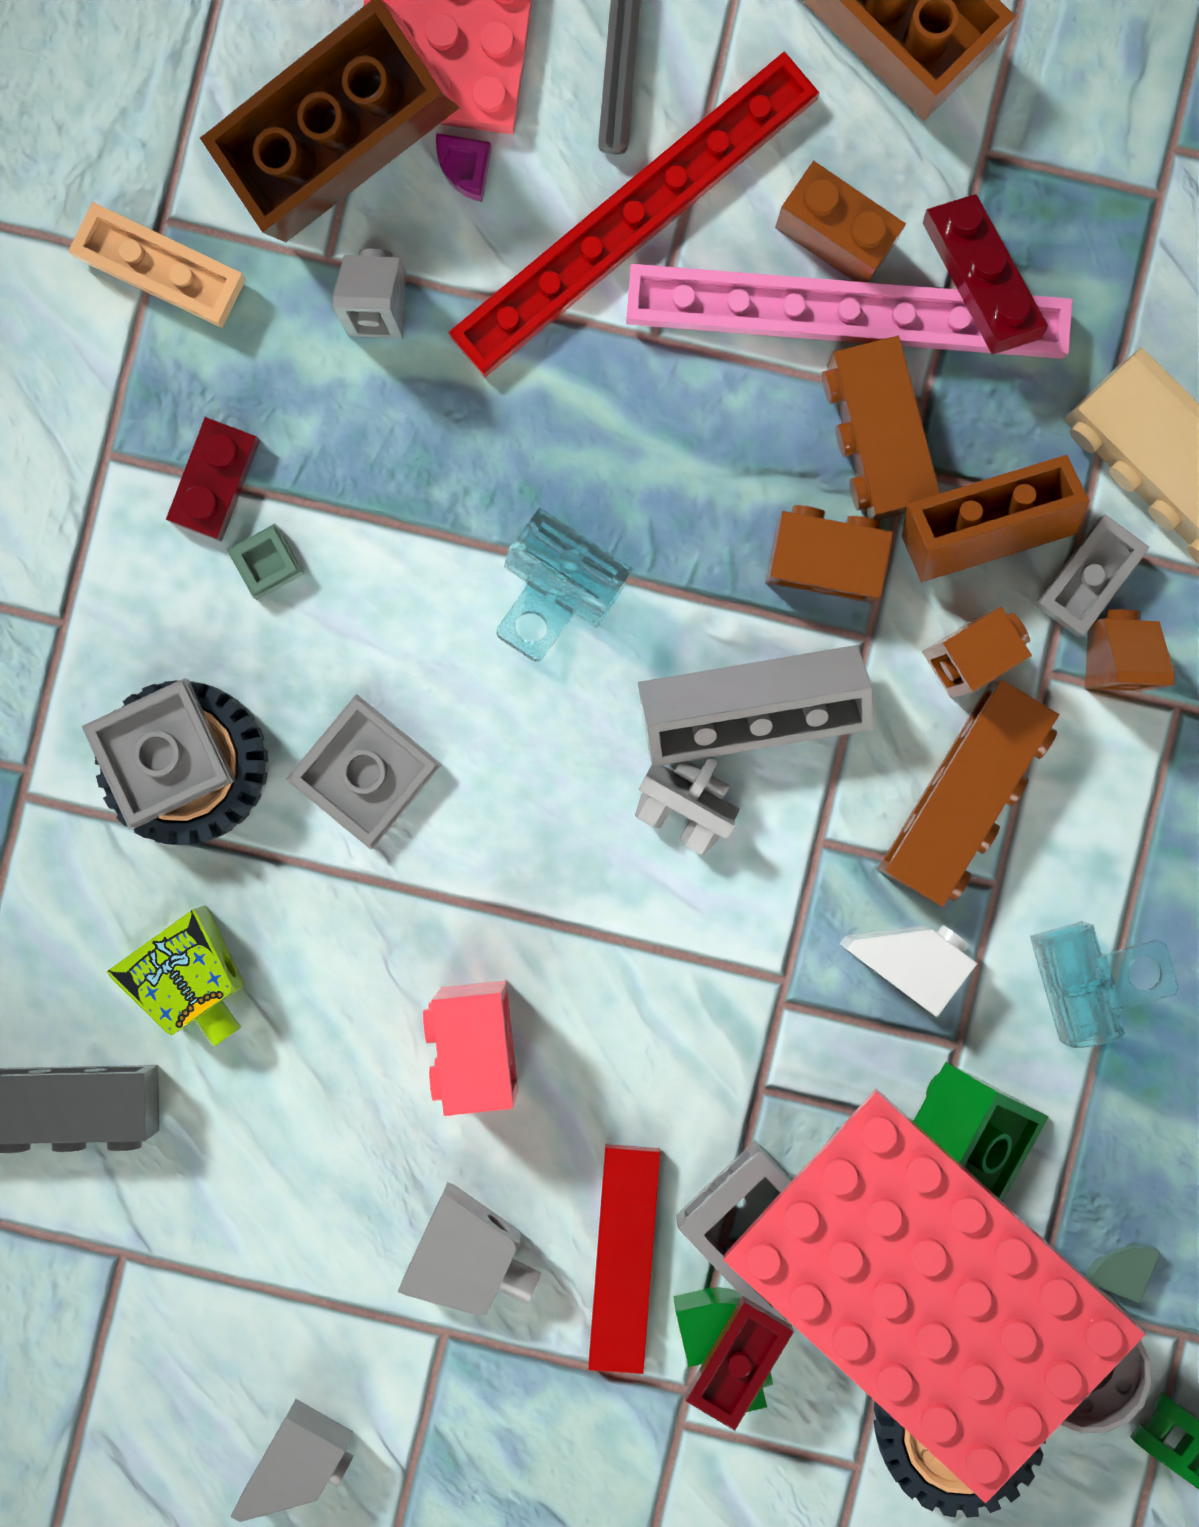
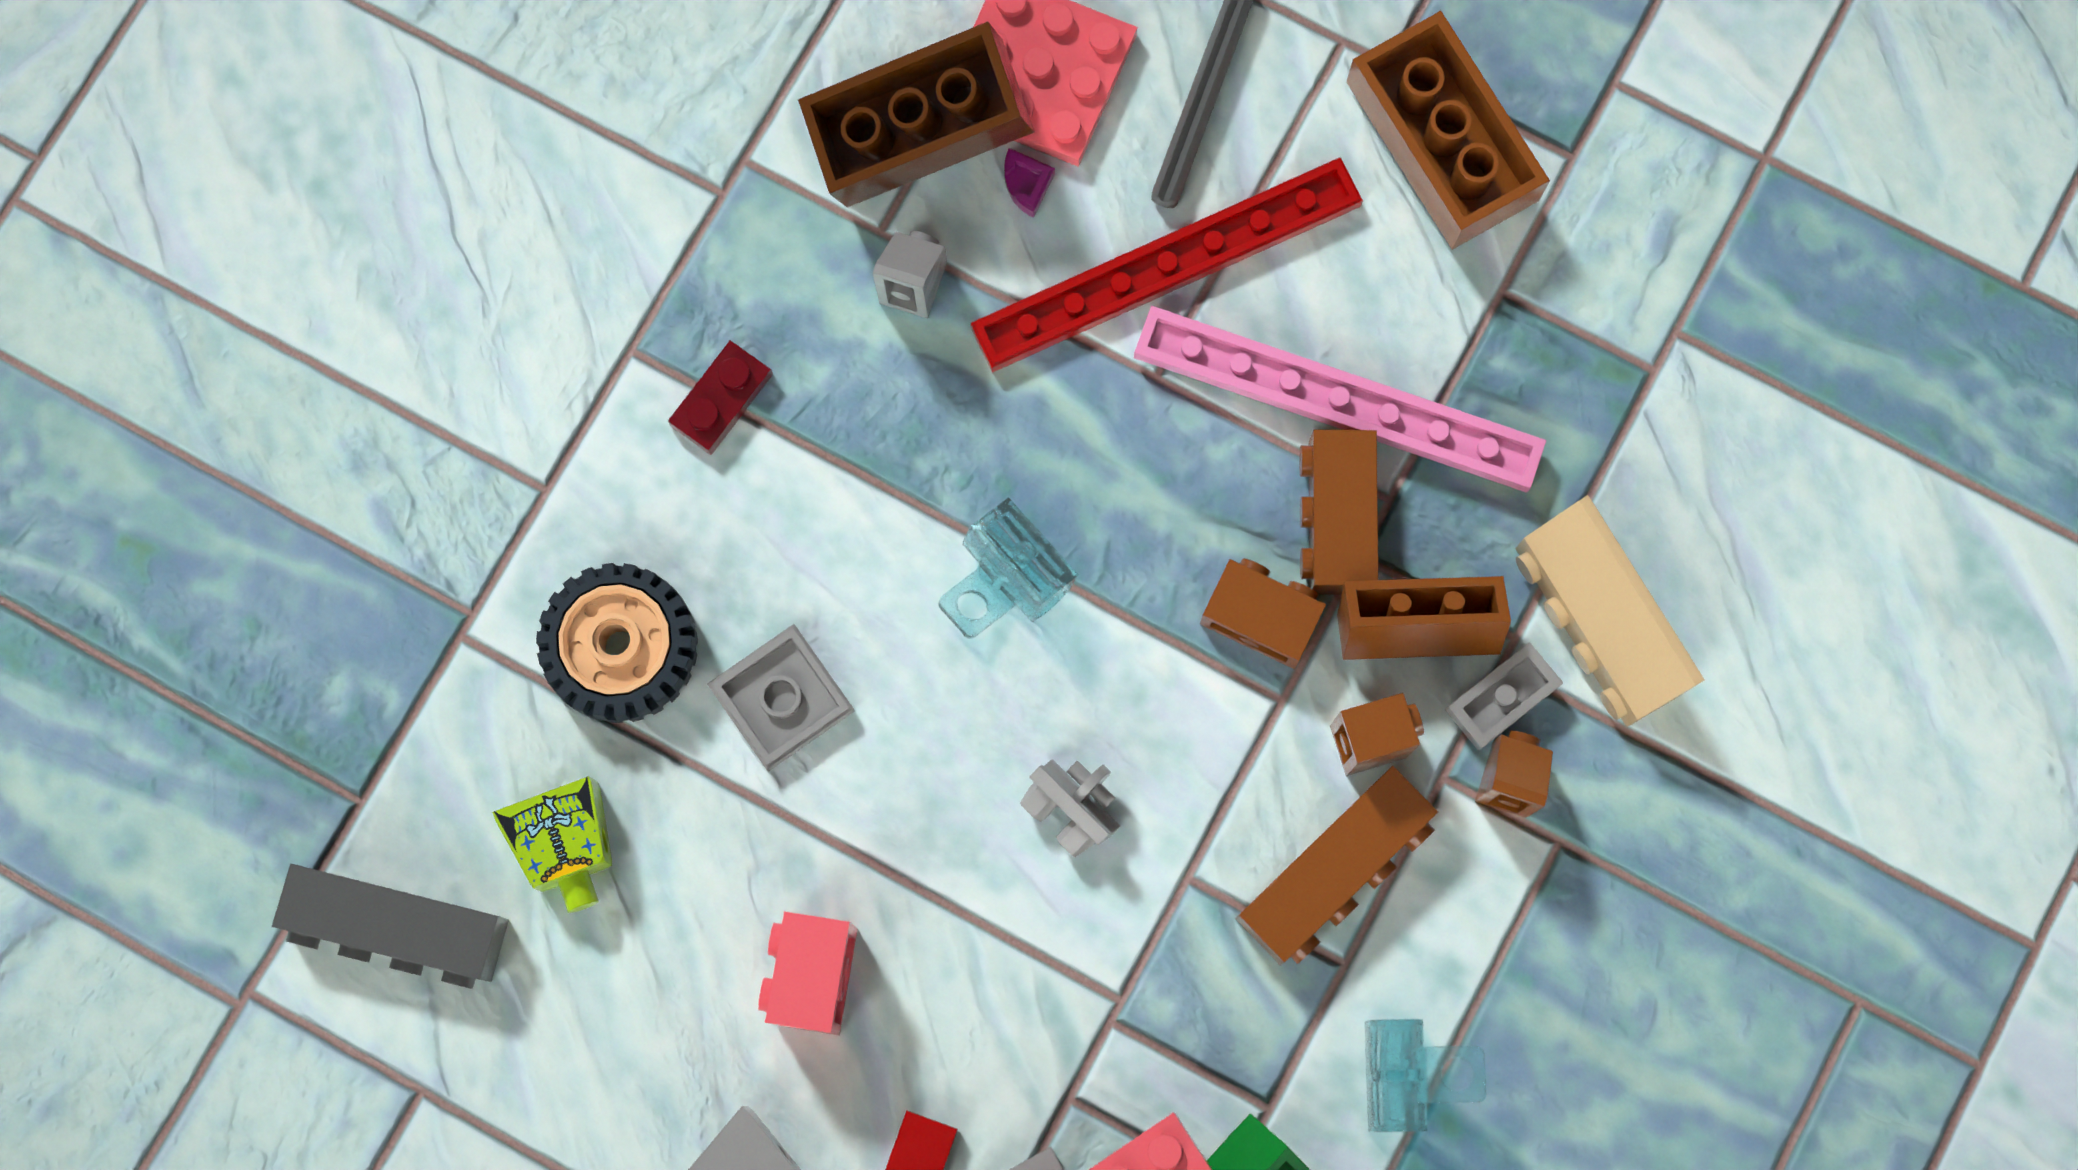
camera: 20 degrees right, 10 degrees down
(157, 264) = (727, 197): light nougat plate -> none
(158, 753) = (600, 626): light grey tile -> none
(265, 561) = (746, 483): sand green tile -> none
(756, 705) = (1158, 730): light grey brick -> none
(839, 224) = (1349, 319): dark orange brick -> none
(916, 961) = (1246, 1011): white slope -> none
(984, 274) = (1470, 397): dark red plate -> none

